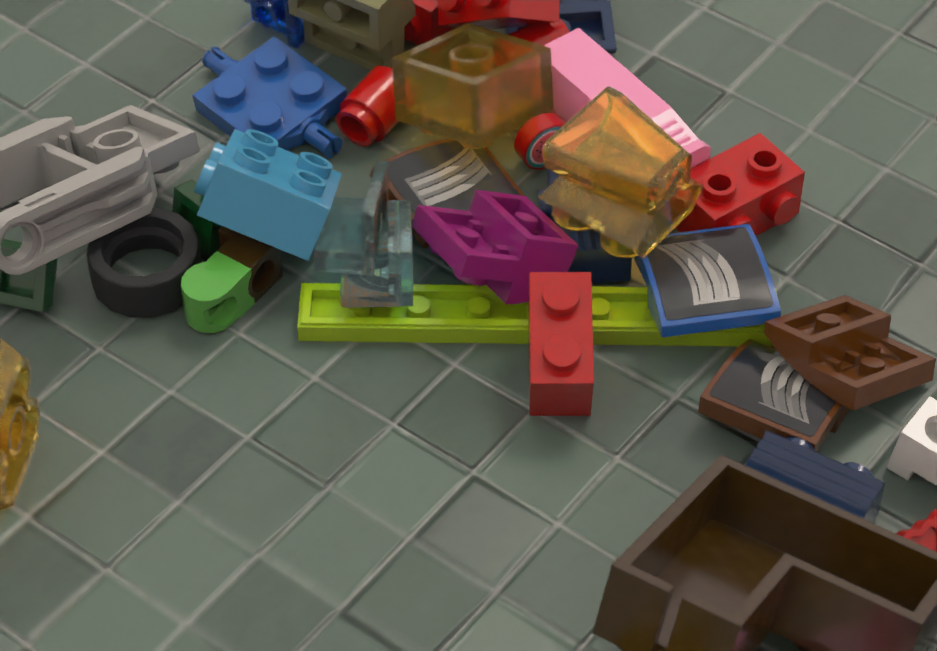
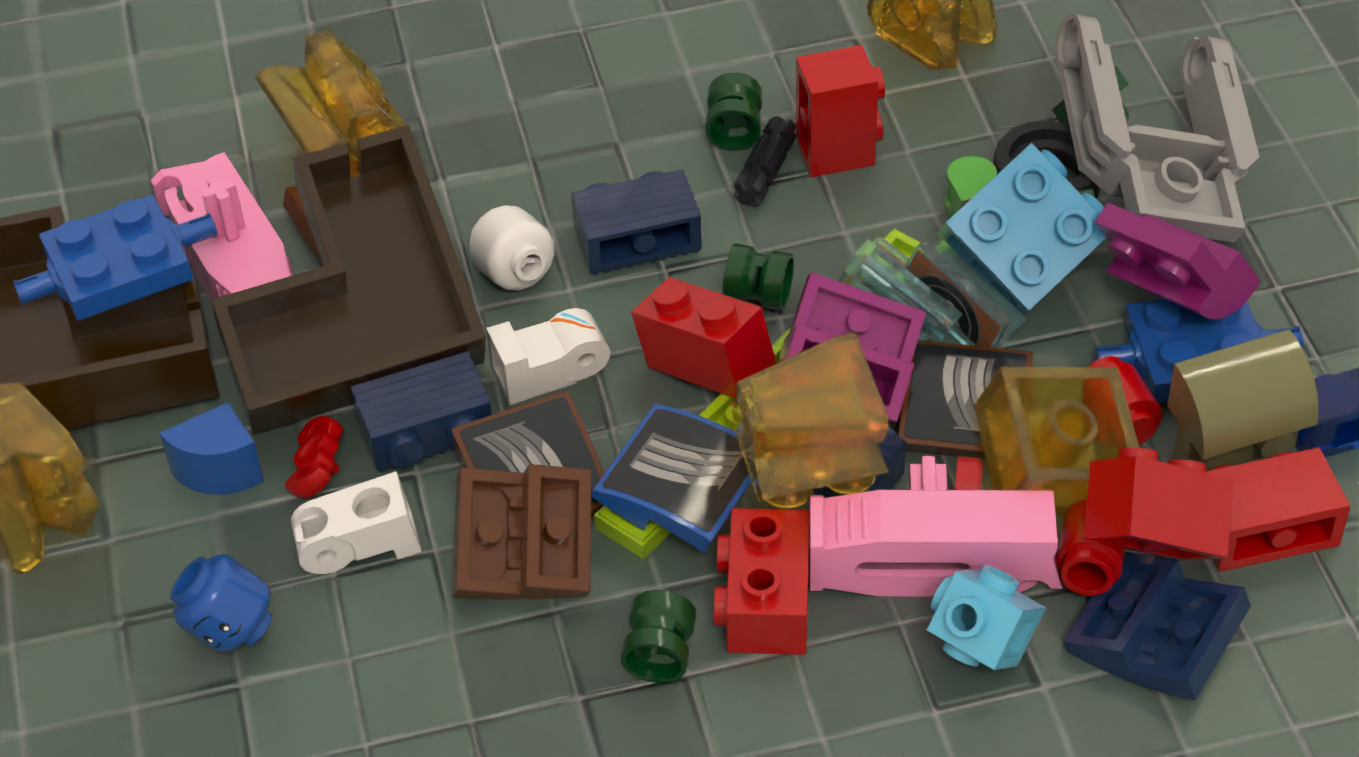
camera: 130 degrees right, 0 degrees up
(209, 400) = (838, 110): none -> red brick
(232, 86) = (1176, 263): none -> magenta brick
(245, 512) = (734, 111): none -> dark green wheel
(281, 466) = (765, 161): none -> black axle
(444, 374) = (759, 276): none -> dark green wheel
(452, 496) = (636, 220): none -> dark blue brick
(573, 560) = (508, 244): none -> white head
(655, 458) = (546, 354): none -> white leg
(658, 59) = (984, 617): none -> medium azure brick
(839, 227) = (657, 644): none -> dark green wheel

